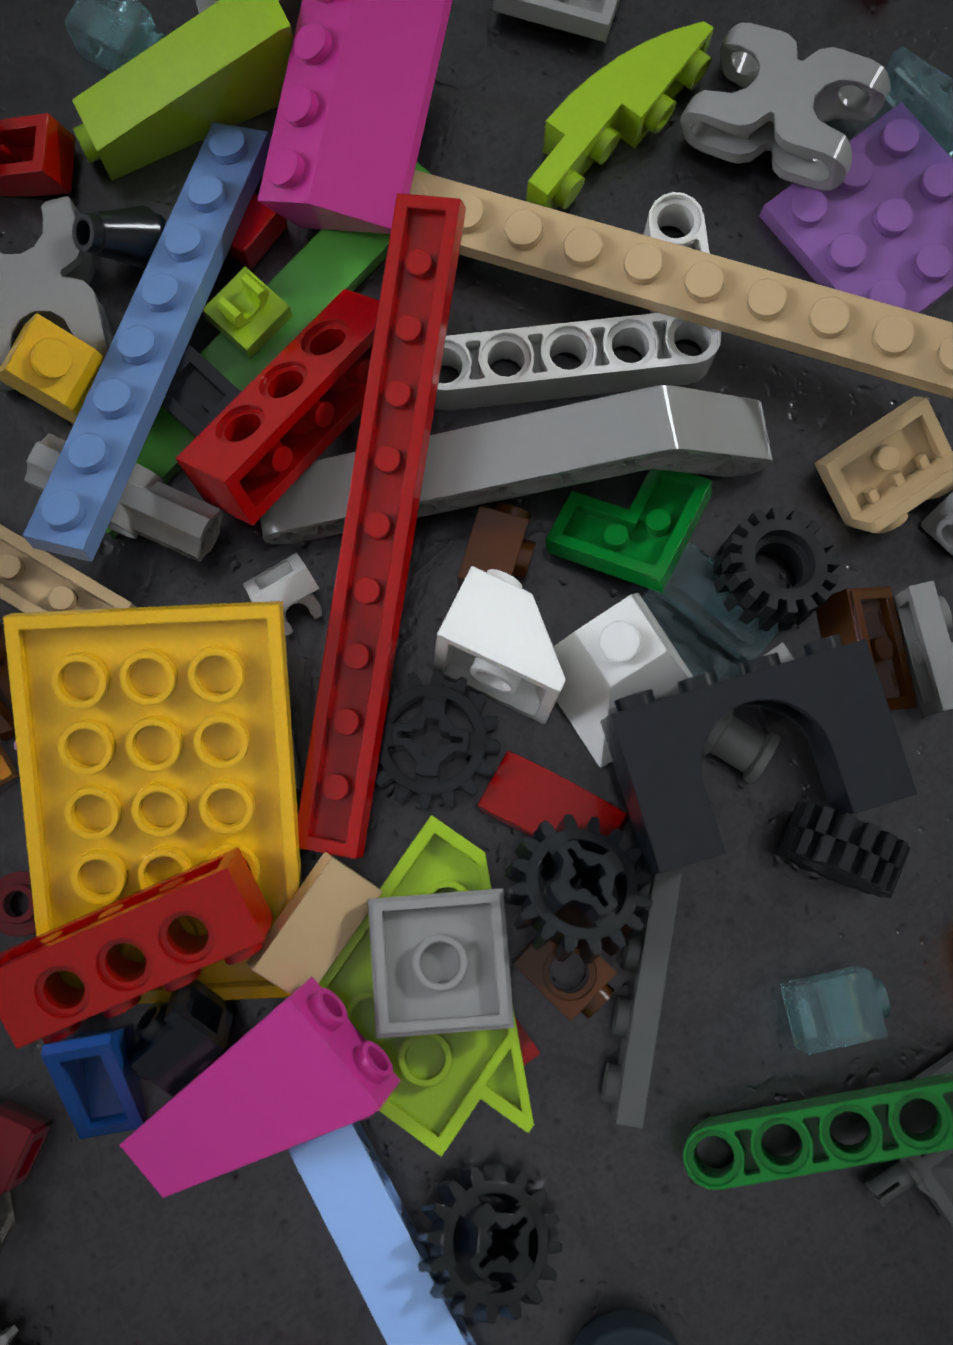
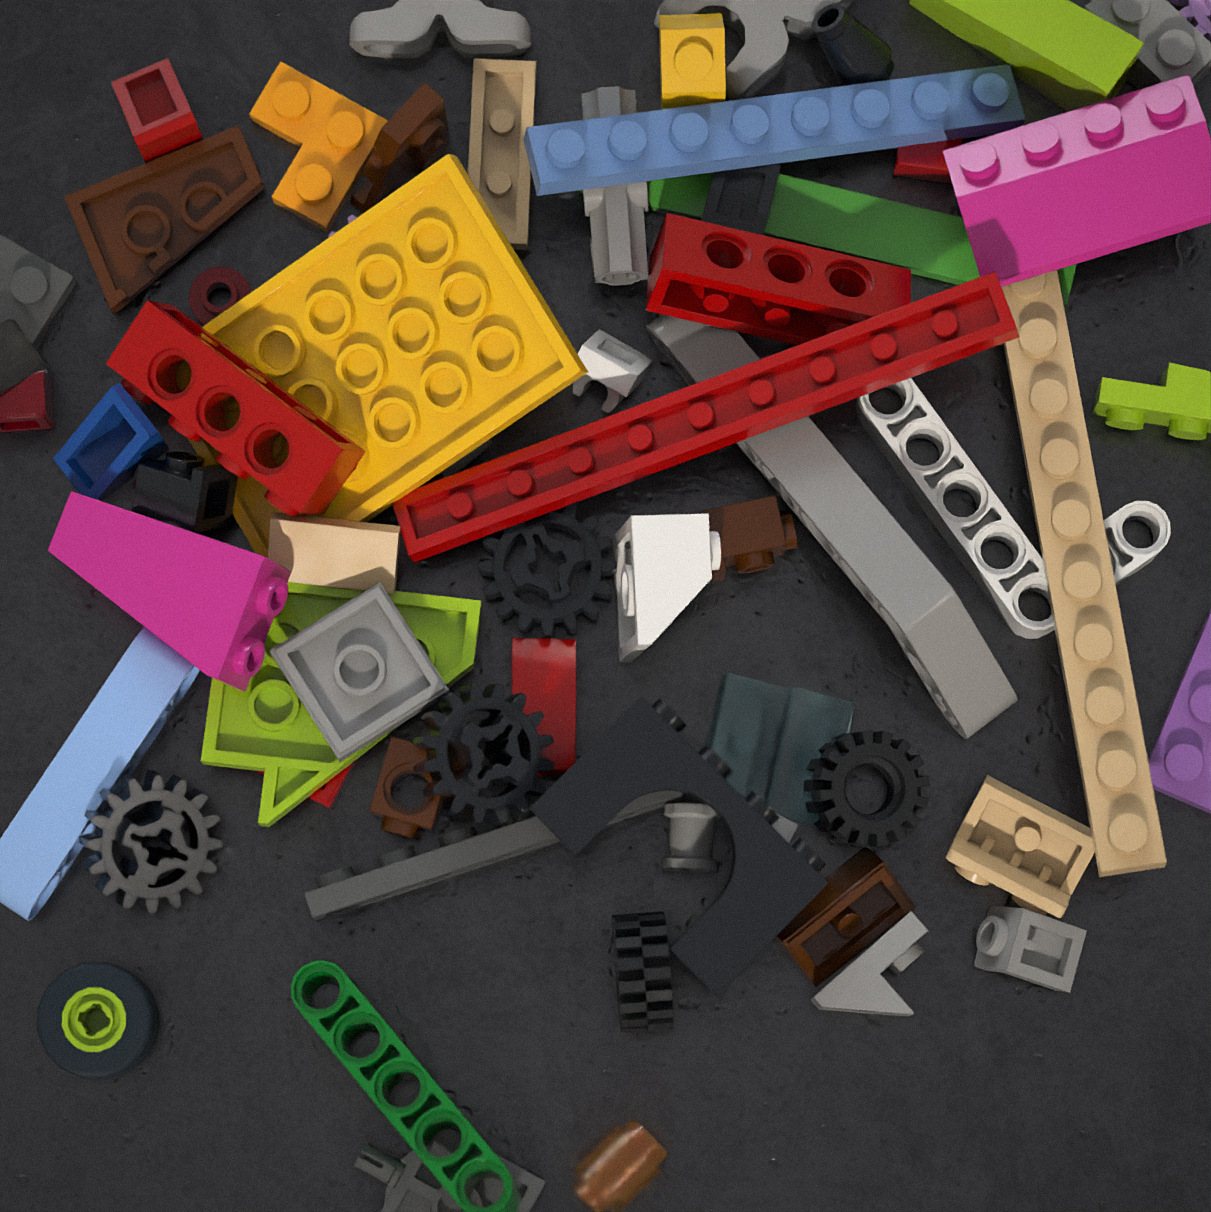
camera: 65 degrees right, 0 degrees up
(247, 312) = (844, 196): lime tile -> none
(612, 659) = (704, 684): white slope -> none
(636, 542) = (825, 656): green plate -> none
(835, 1009) = (503, 1040): clear light blue brick -> none

